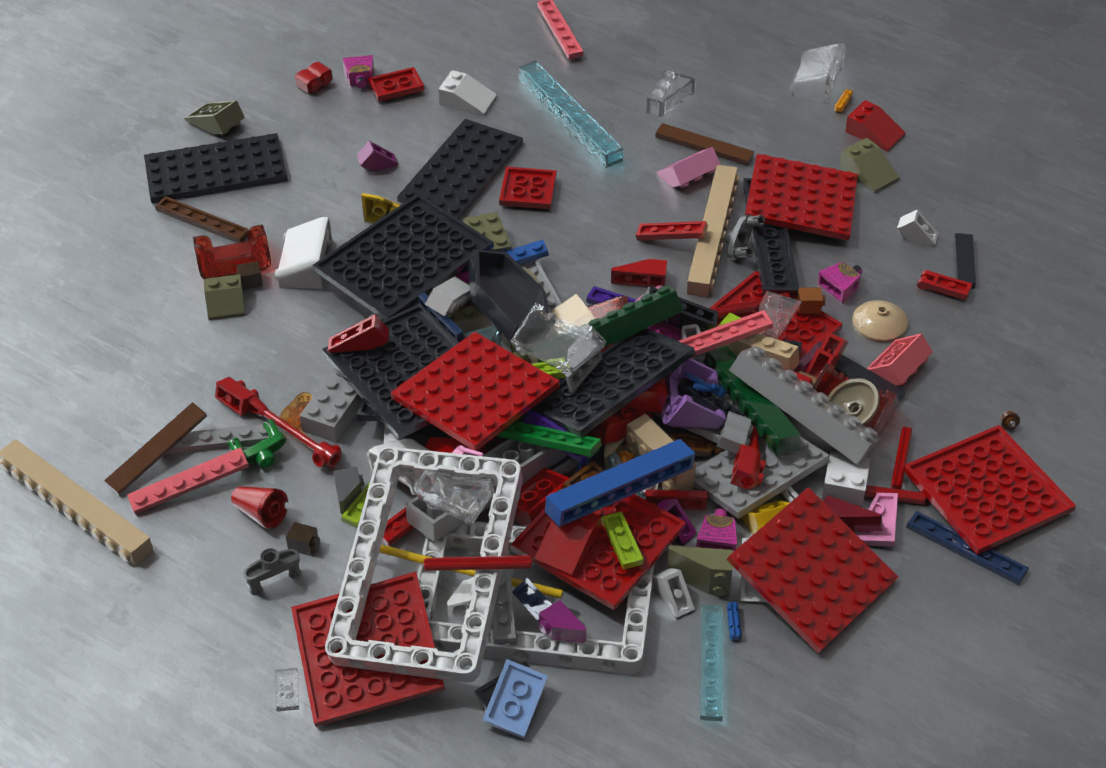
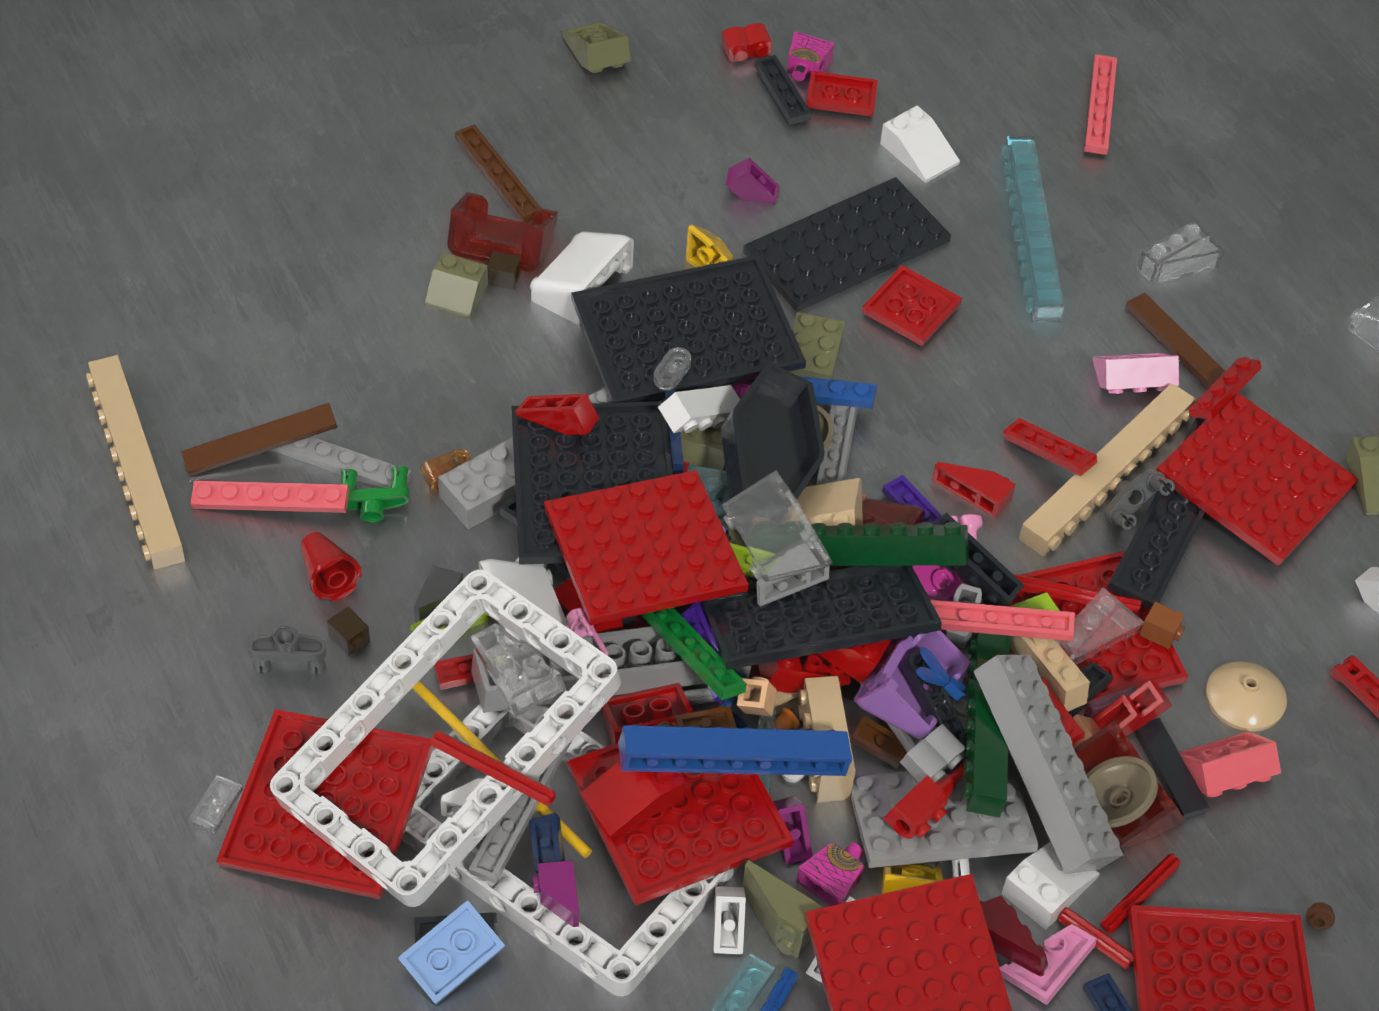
camera: 25 degrees right, 5 degrees up
(215, 167) = (556, 112): black plate -> none
(242, 400) = (395, 427): red bar -> none
(356, 96) = (782, 89): none -> black plate
(413, 280) = (668, 372): none -> clear plate
(608, 450) = (758, 697): none -> light nougat brick
(622, 540) = (697, 824): lime plate -> none
(688, 499) = (816, 804): red plate -> none
(749, 154) = (1225, 388): none -> red plate
(840, 280) = (1229, 616): dark pink torso -> none

